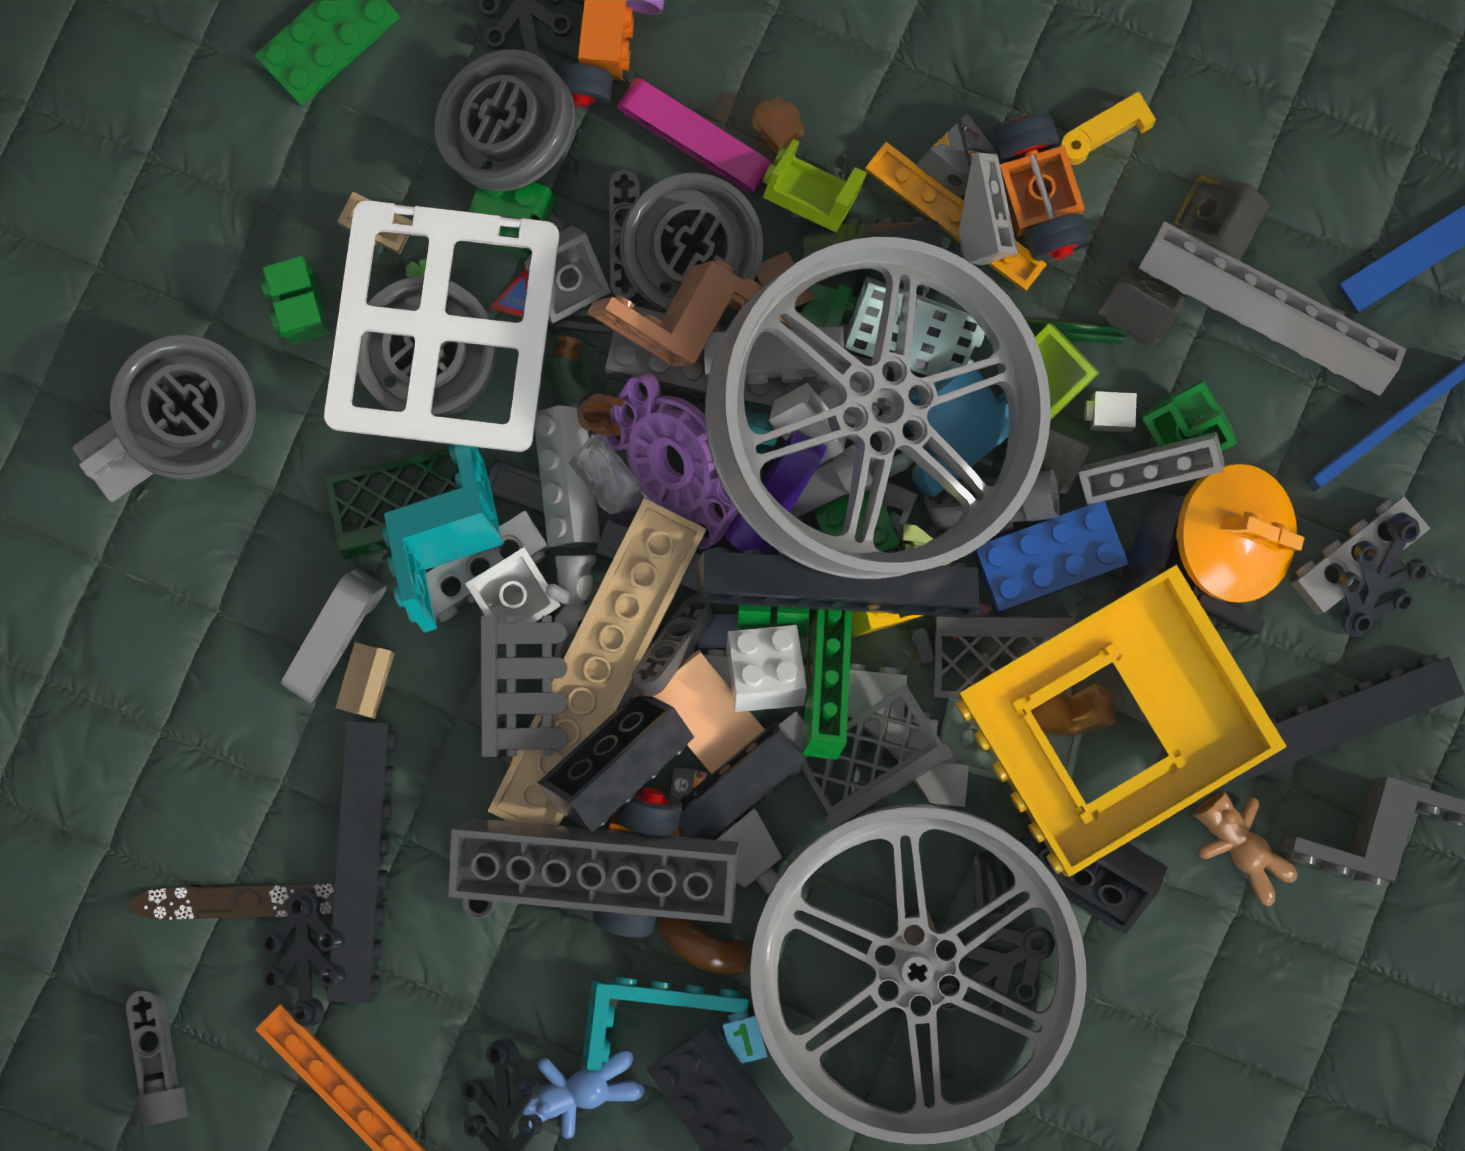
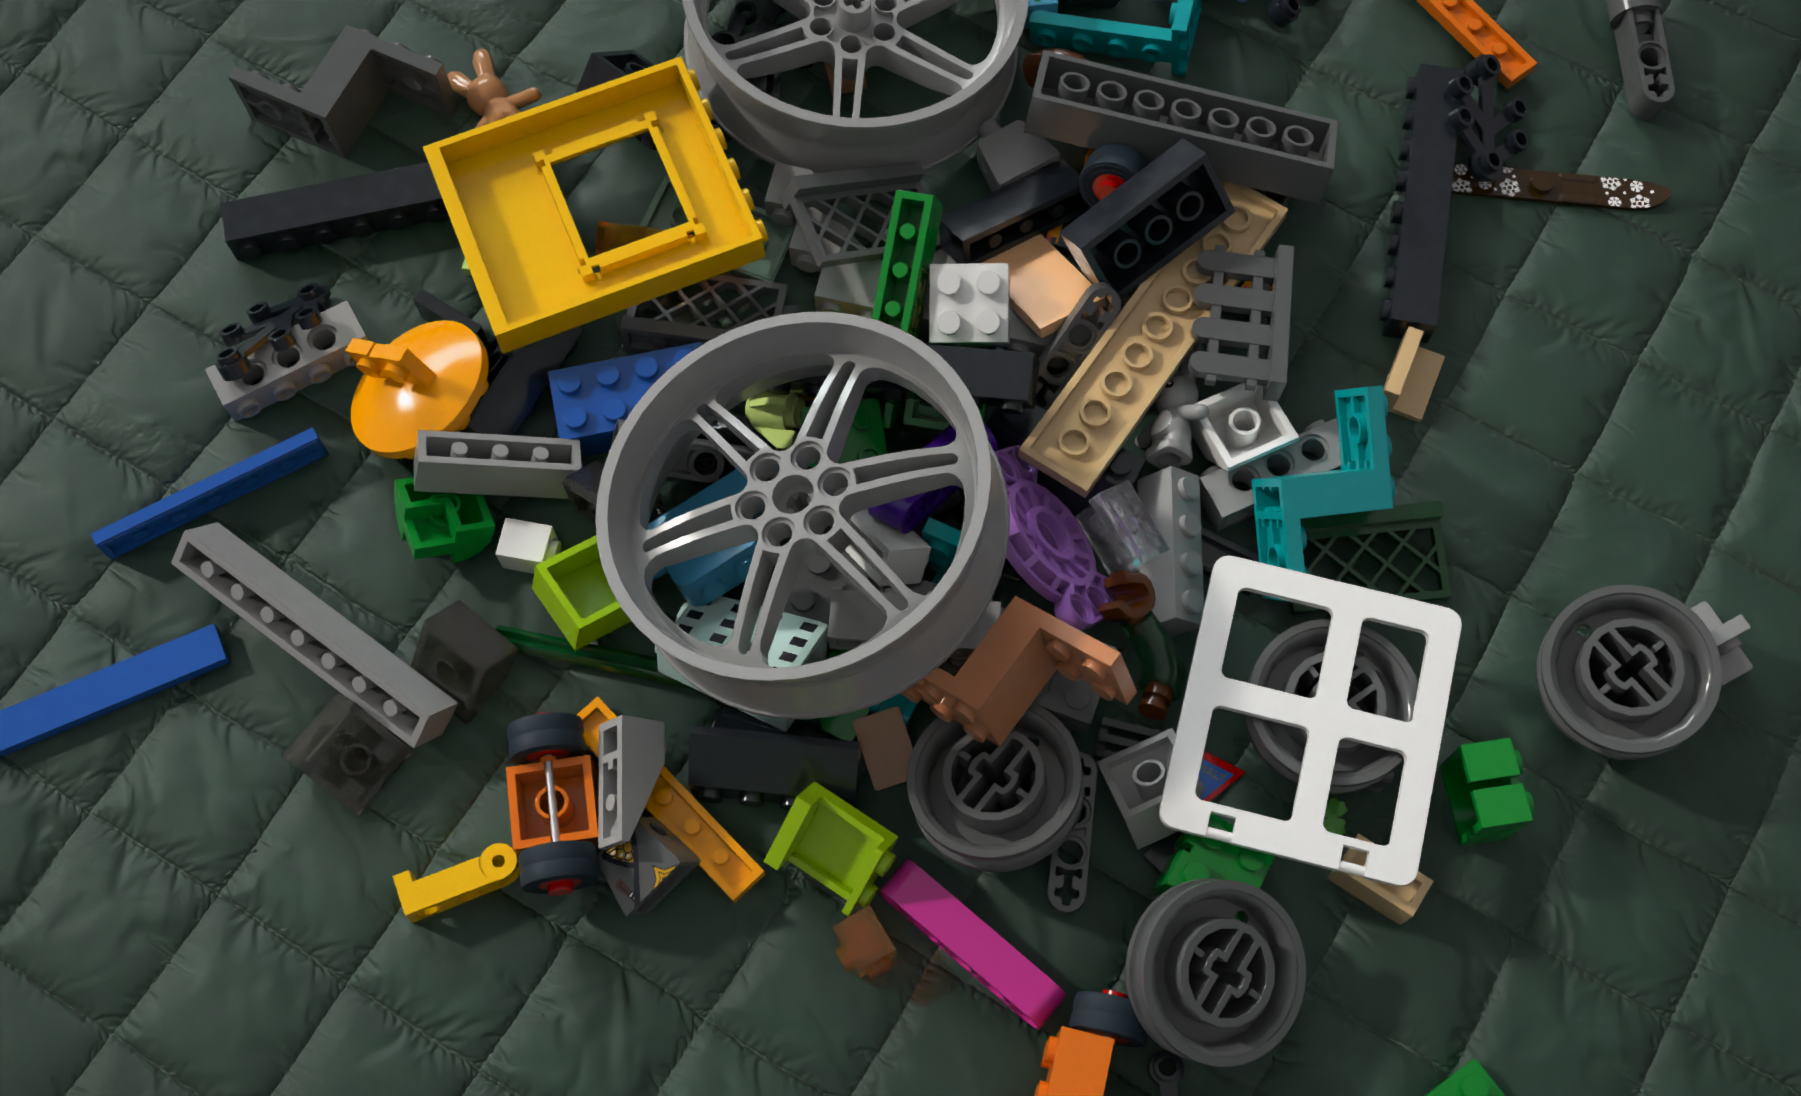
camera: 170 degrees left, 15 degrees down
(331, 633) = (1445, 424): light grey beam -> none

